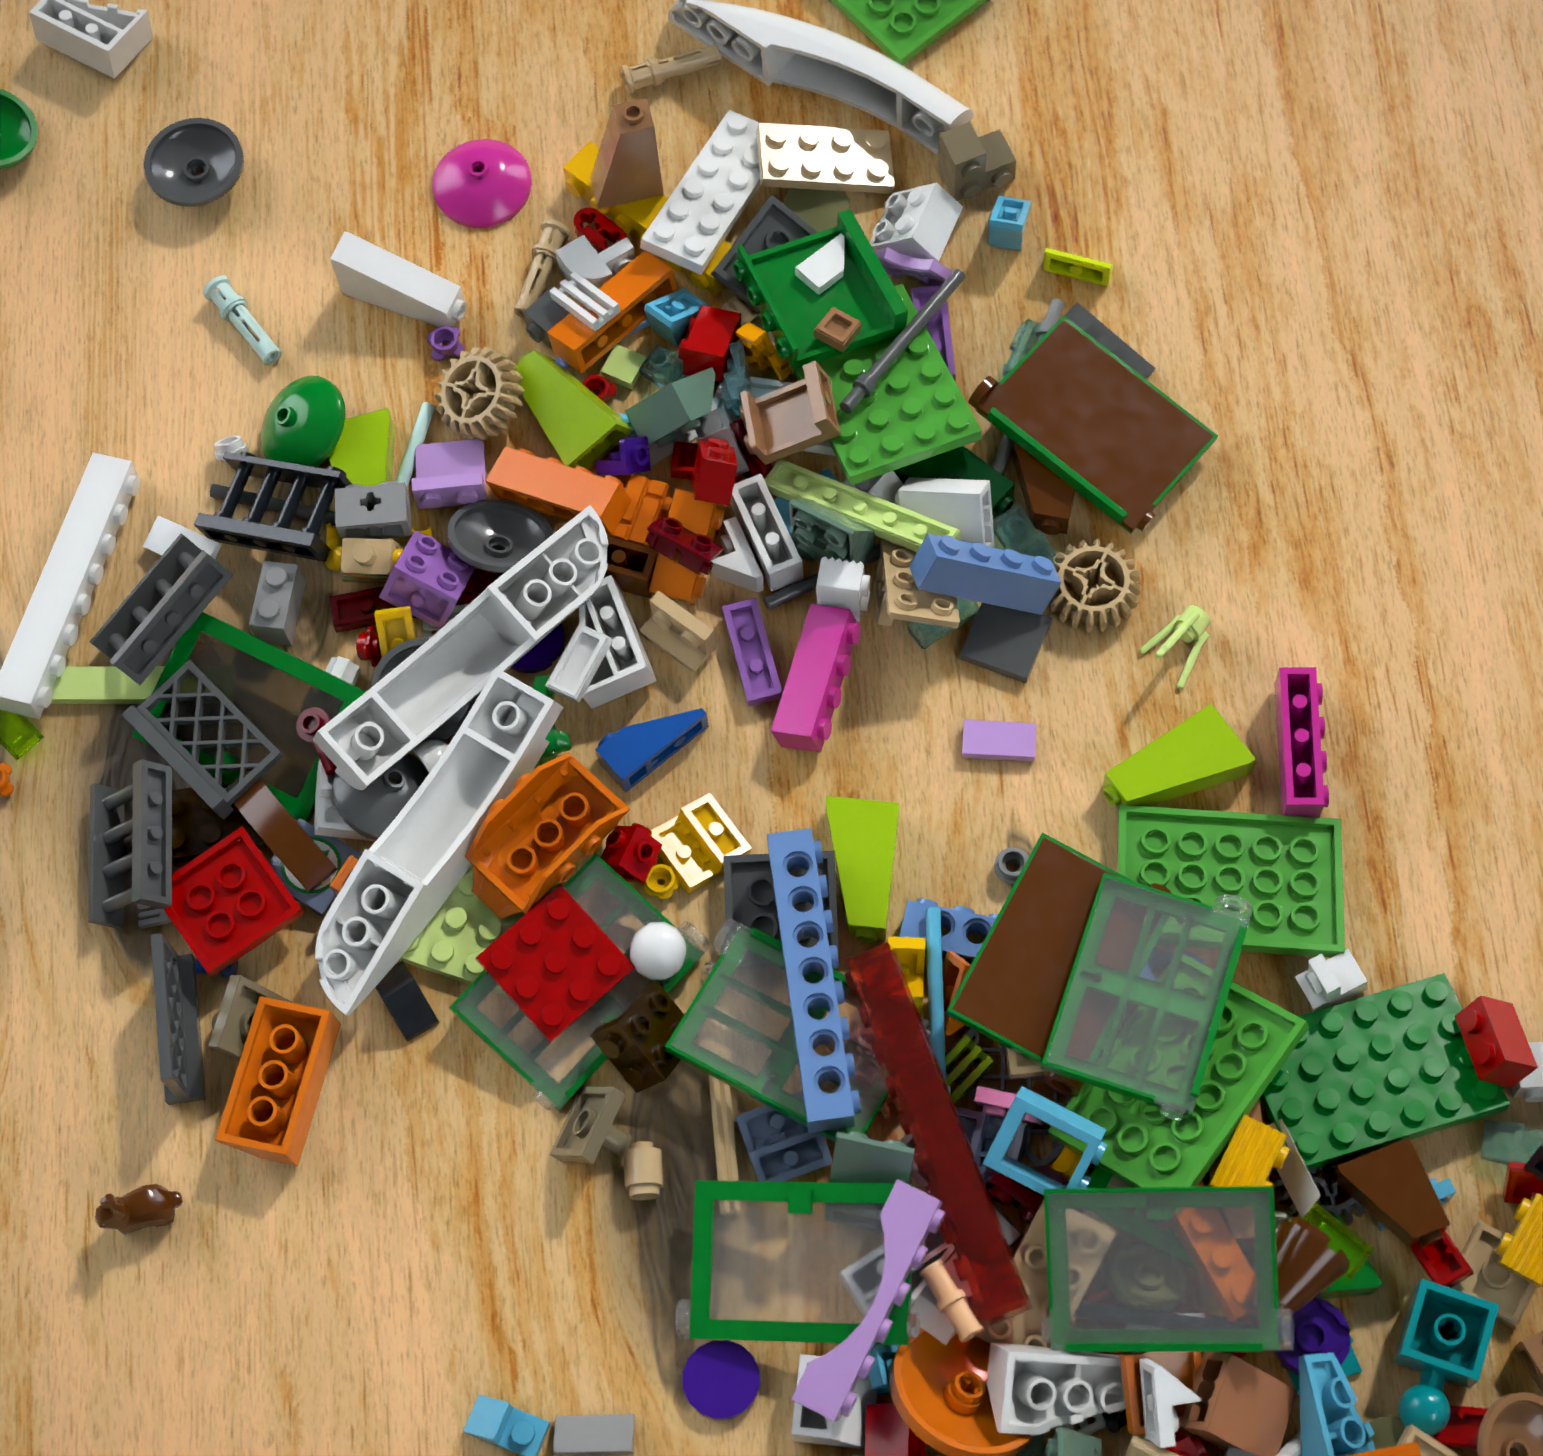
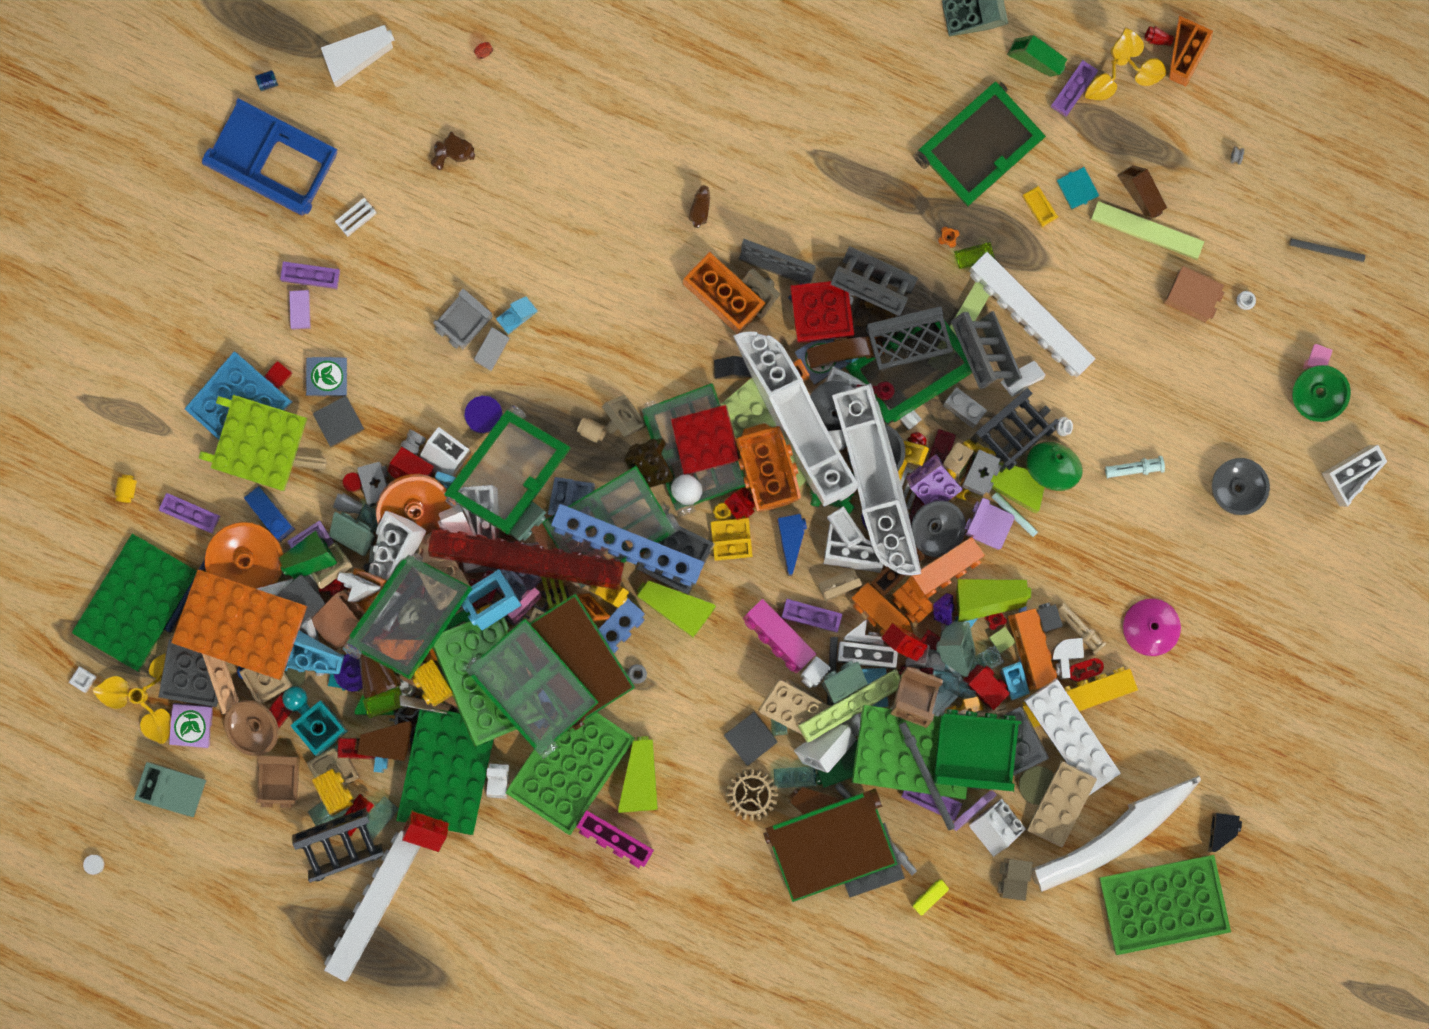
camera: 110 degrees right, 15 degrees up
(395, 283) = (1108, 552): white slope -> none
(442, 335) = (1065, 555): medium lavender plate -> none
(482, 413) = (1022, 565): tan gear -> none
(593, 292) = (1055, 631): white tile -> none
(627, 157) = (1103, 695): medium nougat slope -> none
(655, 71) = (1166, 749): tan pin -> none
(697, 550) = (881, 607): dark red hinge -> none
(723, 1130) = (584, 472): tan axle -> none
(823, 266) = (990, 761): white tile -> none
(830, 1379) = (489, 517): lavender arch -> none
(837, 329) = (947, 745): medium nougat tile -> none
(935, 985) = (592, 599): medium azure bar -> none
(951, 1300) = (449, 522): light nougat pin -> none
(984, 574) = (779, 740): medium blue brick -> none
(999, 740) = (701, 704): lavender tile -> none
(1008, 223) = (974, 876): medium azure slope -> none
(1021, 344) = (899, 838): clear light blue tile -> none
(1186, 627) = (705, 827): yellowish green plant -> none

